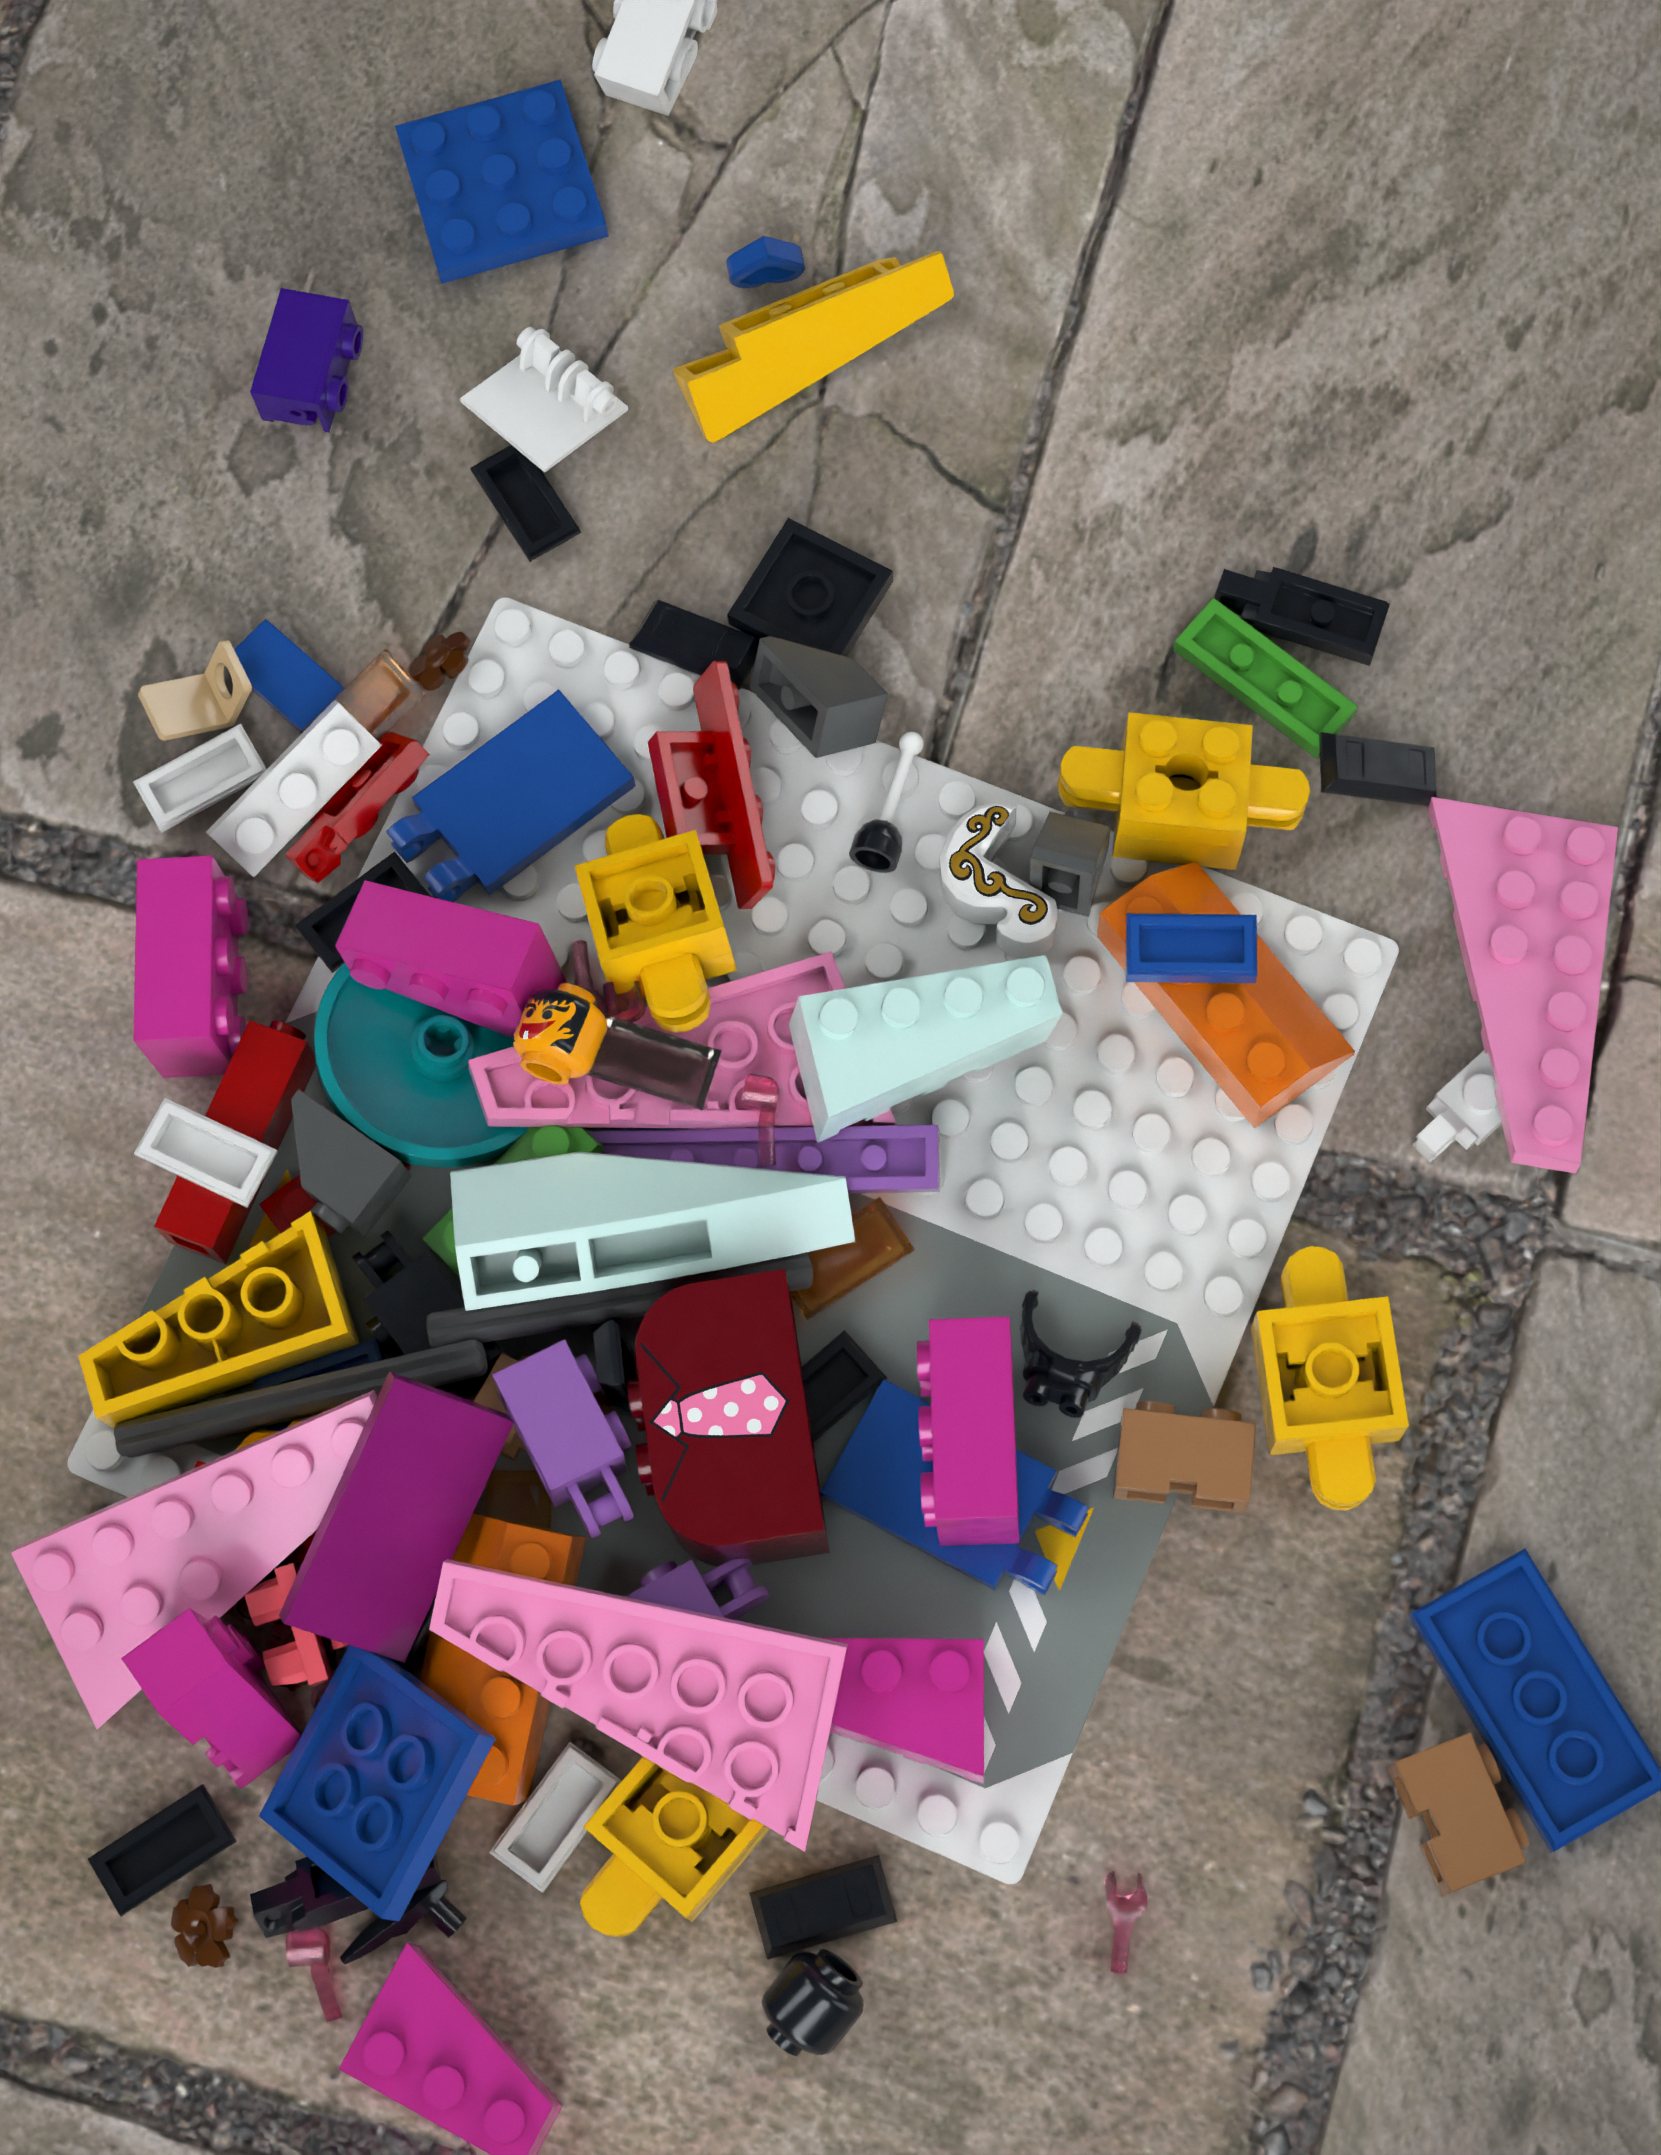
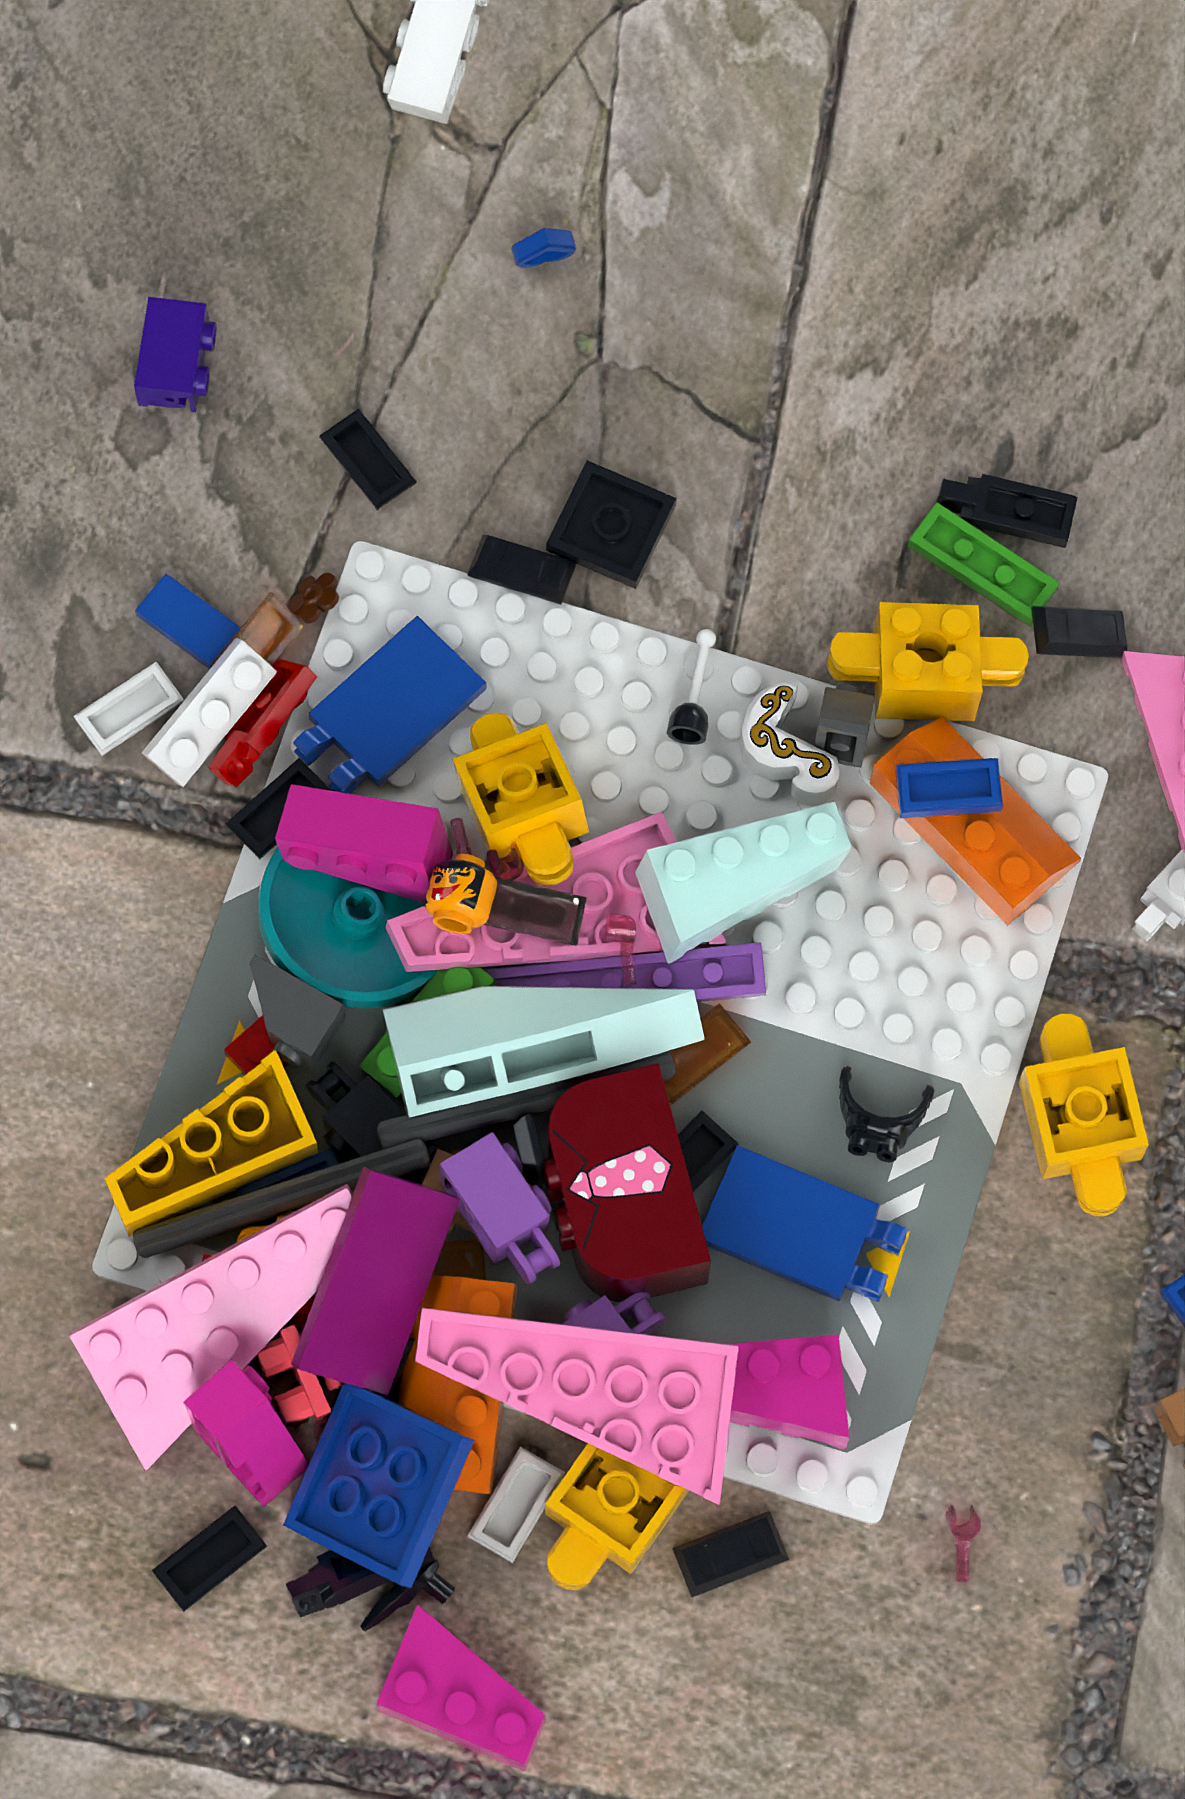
camera: 15 degrees left, 0 degrees up
(188, 965) = (147, 863): dark pink brick -> none
(198, 701) = (120, 644): tan bracket -> none
(203, 1928) = (250, 1614): reddish brown plant -> none
(205, 1152) = (183, 1010): white tile -> none
(251, 1100) = (201, 999): red brick -> none
(313, 1950) = (336, 1622): clear pink hand -> none
(501, 181) = (315, 190): blue plate -> none
(544, 401) = (375, 376): white hinge -> none
(709, 786) = (550, 687): red bracket -> none
(806, 338) = (583, 308): yellow wedge -> none
(813, 2003) = (732, 1624): black head -> none
(818, 695) = (627, 605): dark grey slope -> none
(969, 1431) = (813, 1177): dark pink brick -> none
(1185, 1455) = (978, 1183): medium nougat brick -> none

